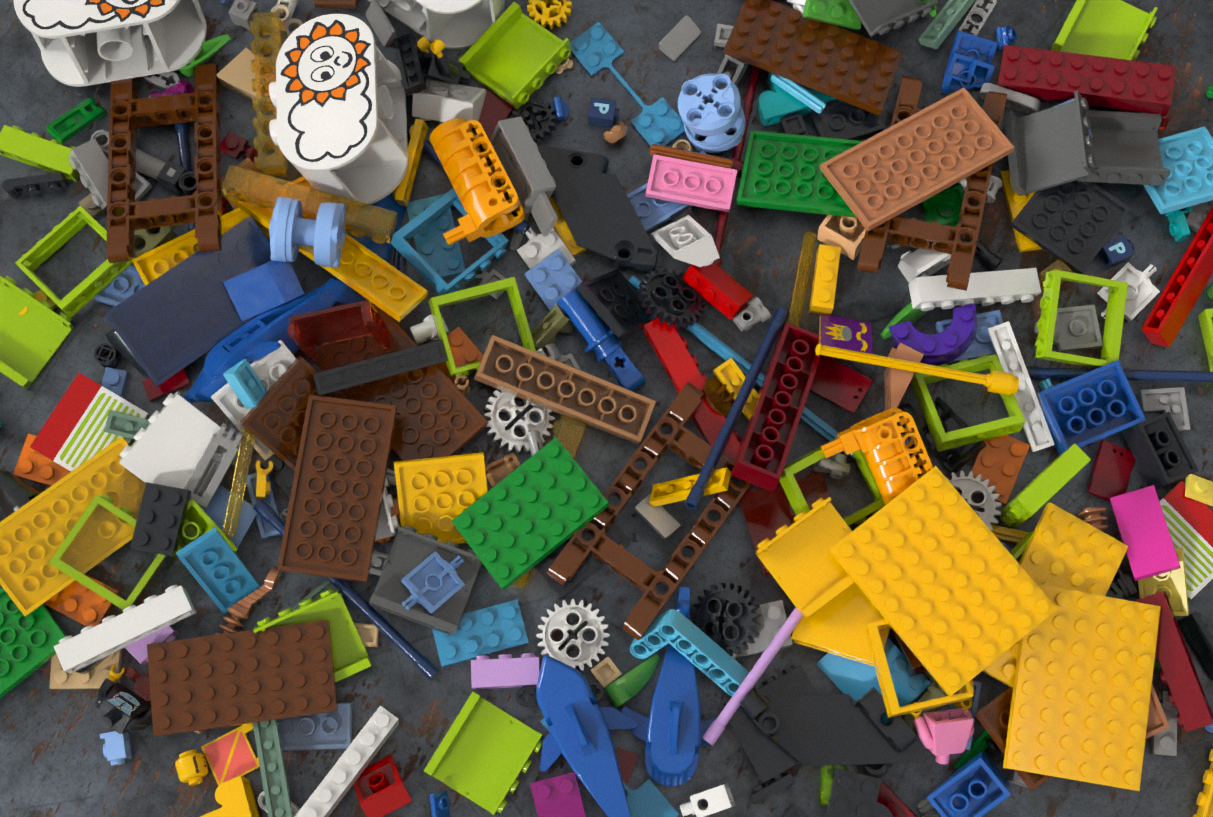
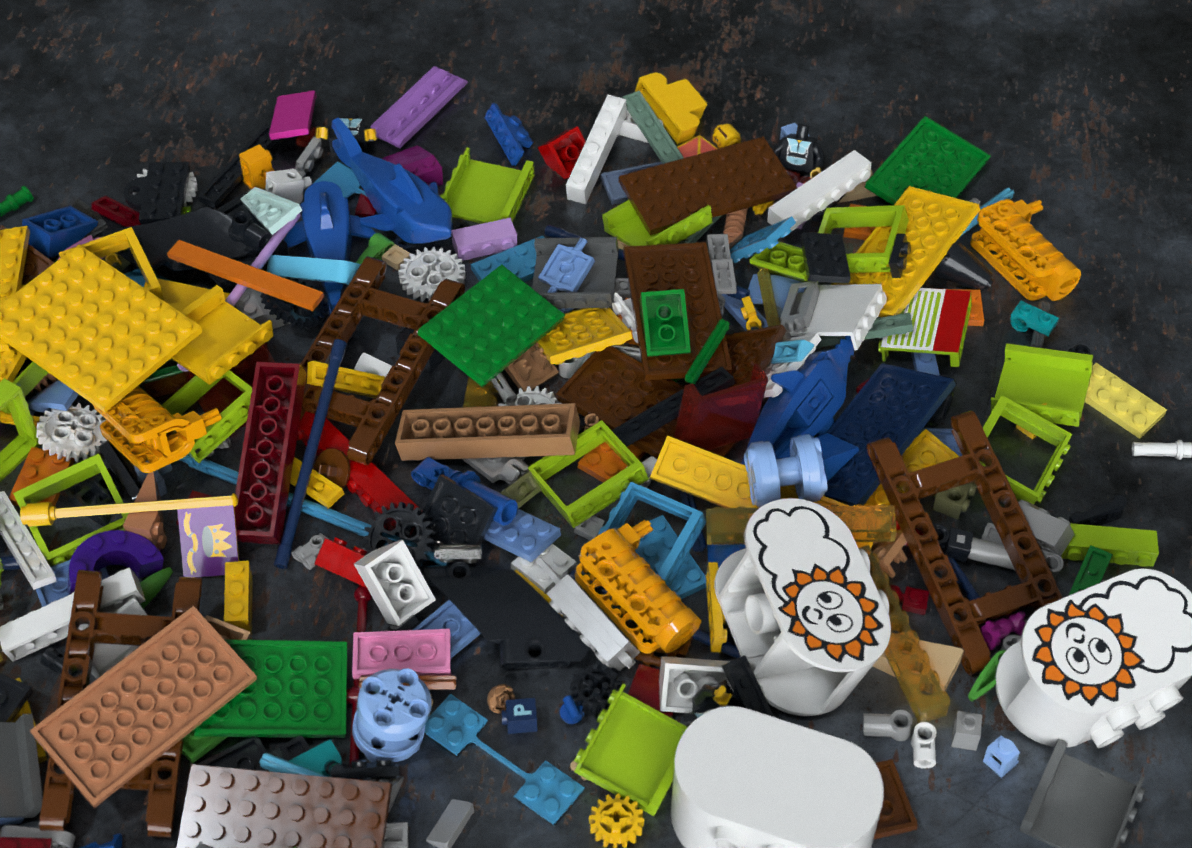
camera: 165 degrees right, 25 degrees down
(87, 495) = (898, 256): none -> black plate
(270, 540) = (721, 263): none -> light grey slope
(326, 416) = (707, 351): none -> green axle
(357, 455) = (665, 322): none -> green slope
(623, 268) = (467, 552): none -> clear smoke wing
(732, 742) = (270, 209): none -> light aqua wing
(747, 82) = (361, 769): none -> black plate
(775, 645) = (246, 275): none -> orange tile
(801, 278) = (264, 594): clear yellow axle -> none

